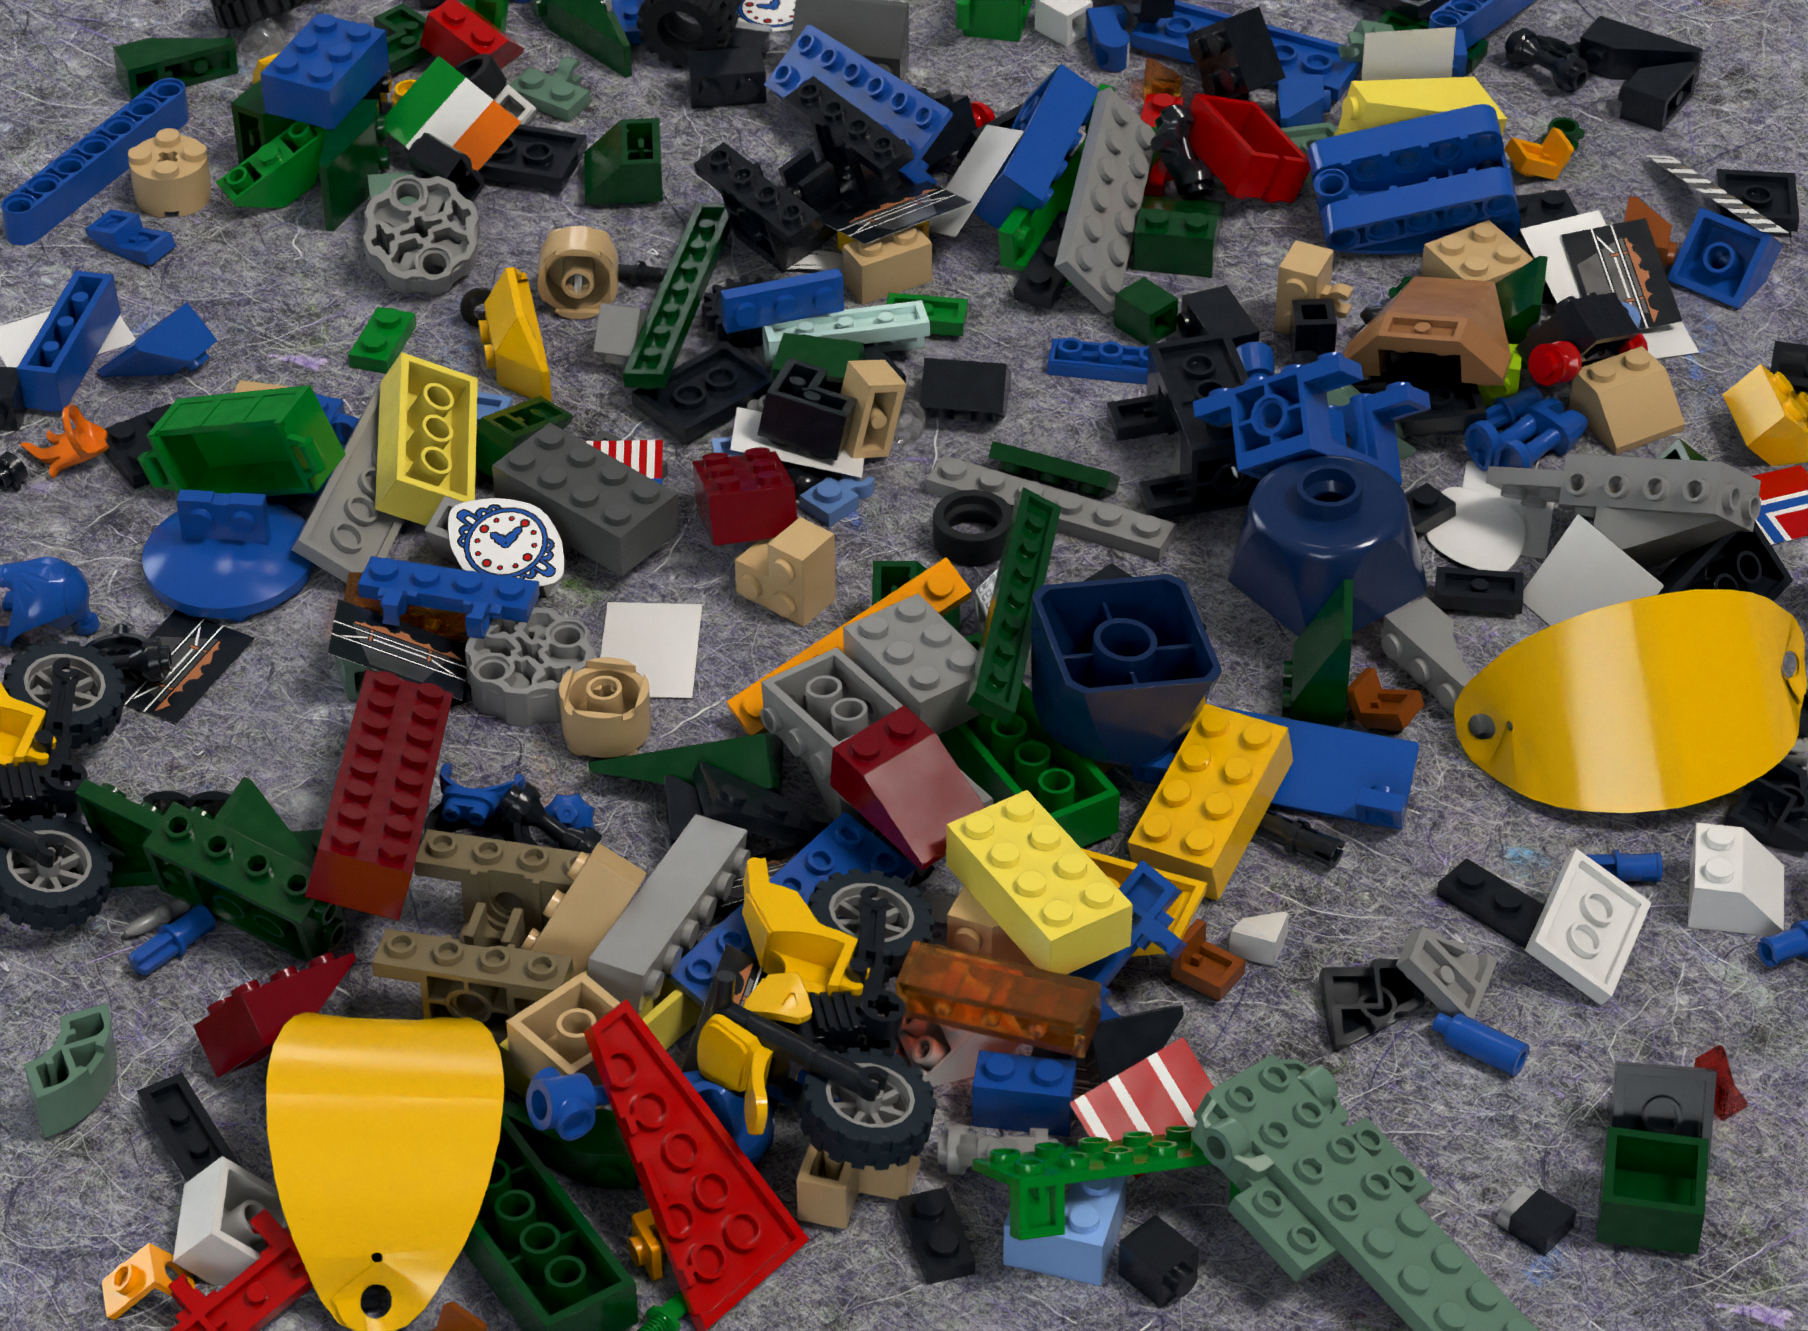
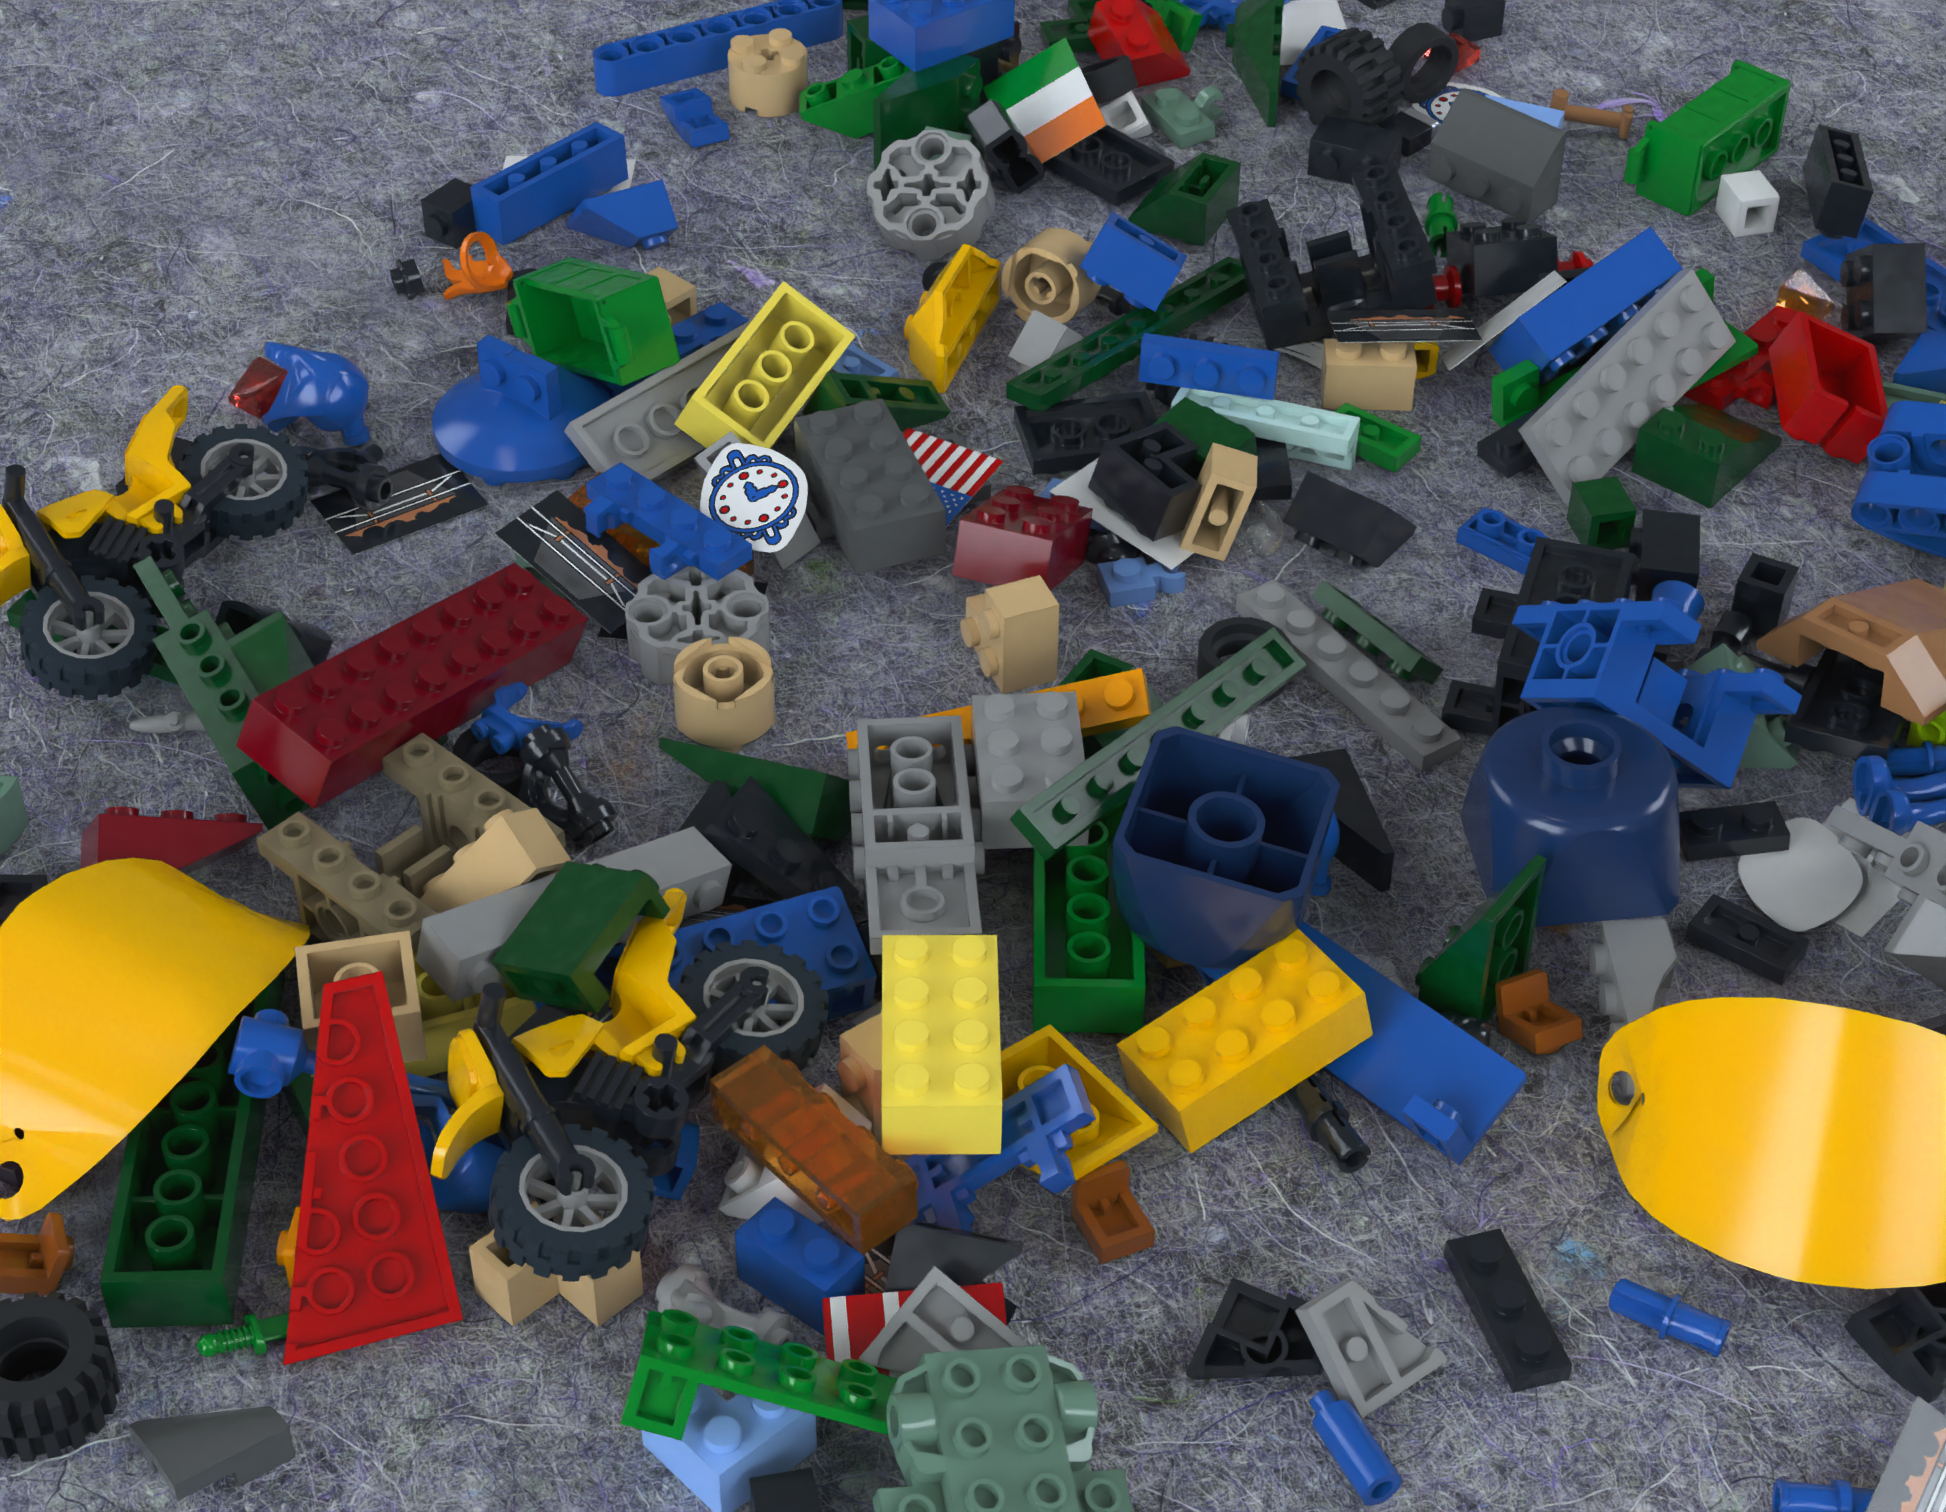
camera: 30 degrees right, 0 degrees up
(172, 940) = (158, 749): blue axle -> none
(382, 340) = (838, 279): green plate -> none
(571, 811) = (608, 780): blue piece -> none
(653, 235) = (1132, 262): none -> blue brick
(658, 641) = (837, 656): white sticker -> none
(714, 920) = (572, 932): none -> dark green panel
(868, 87) = (1452, 211): blue bracket -> none
(904, 784) = (885, 874): dark red slope -> none
(936, 1235) = (595, 1379): black plate -> none
(1108, 37) = (1780, 234): blue leg -> none
(1168, 1087) = (937, 1319): none -> light grey wing
(1176, 152) = (1747, 377): black piece -> none
(1259, 937) = (1198, 1213): white slope -> none
(1307, 275) = (1792, 533): tan brick -> none
(1585, 575) = (1872, 970): white sticker -> none
(1588, 927) = (1573, 1370): white plate -> none
(1734, 883) = (1799, 1398): white slope -> none

